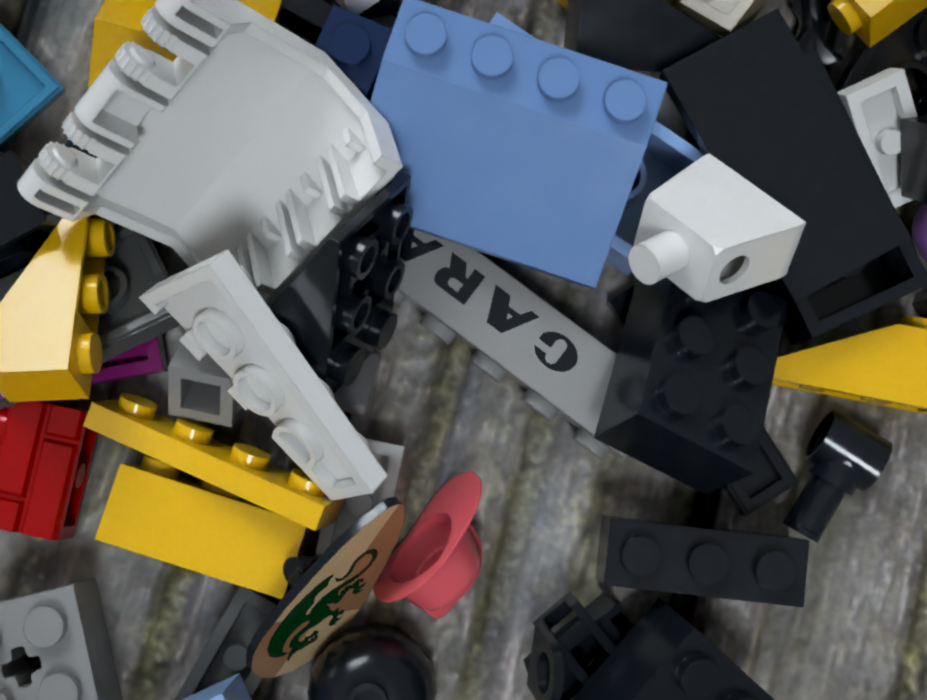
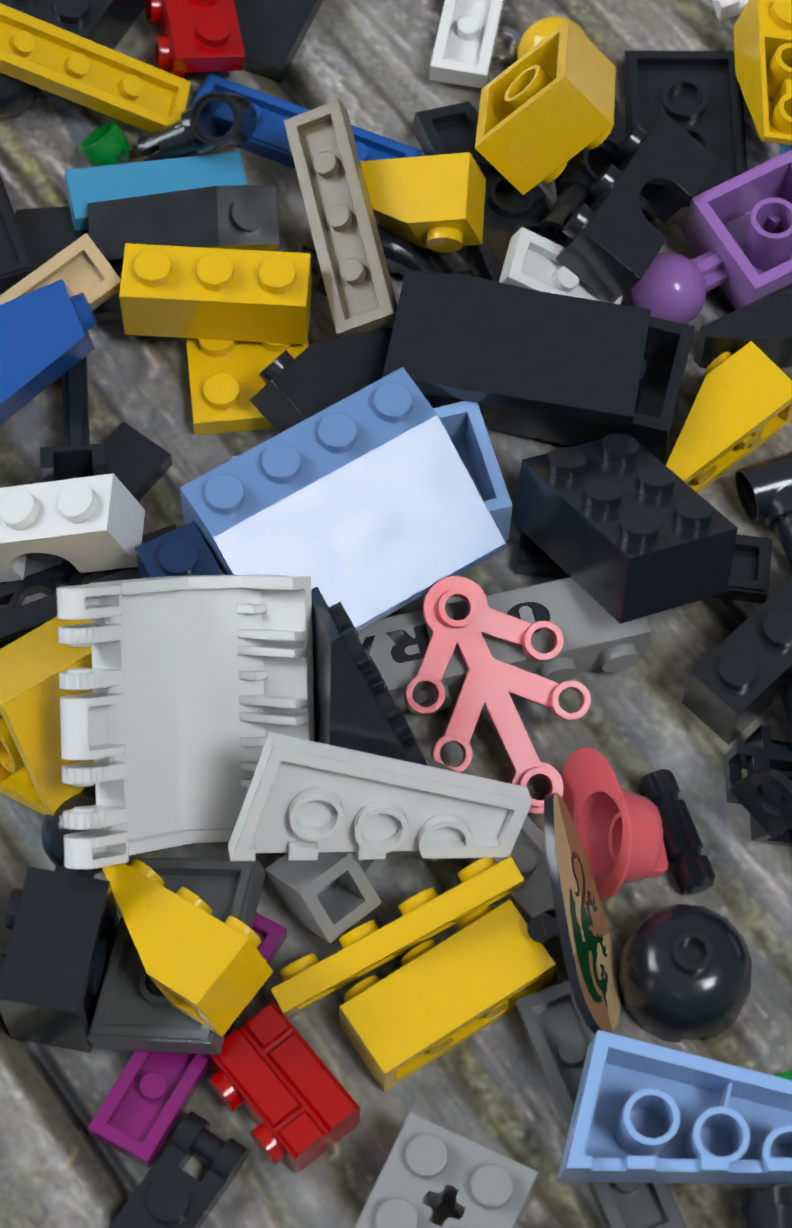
camera: 50 degrees left, 20 degrees down
(475, 369) = (490, 680): none -> coral plant
(484, 597) = (680, 835): none -> black axle
(713, 233) = (538, 423): white torso -> none

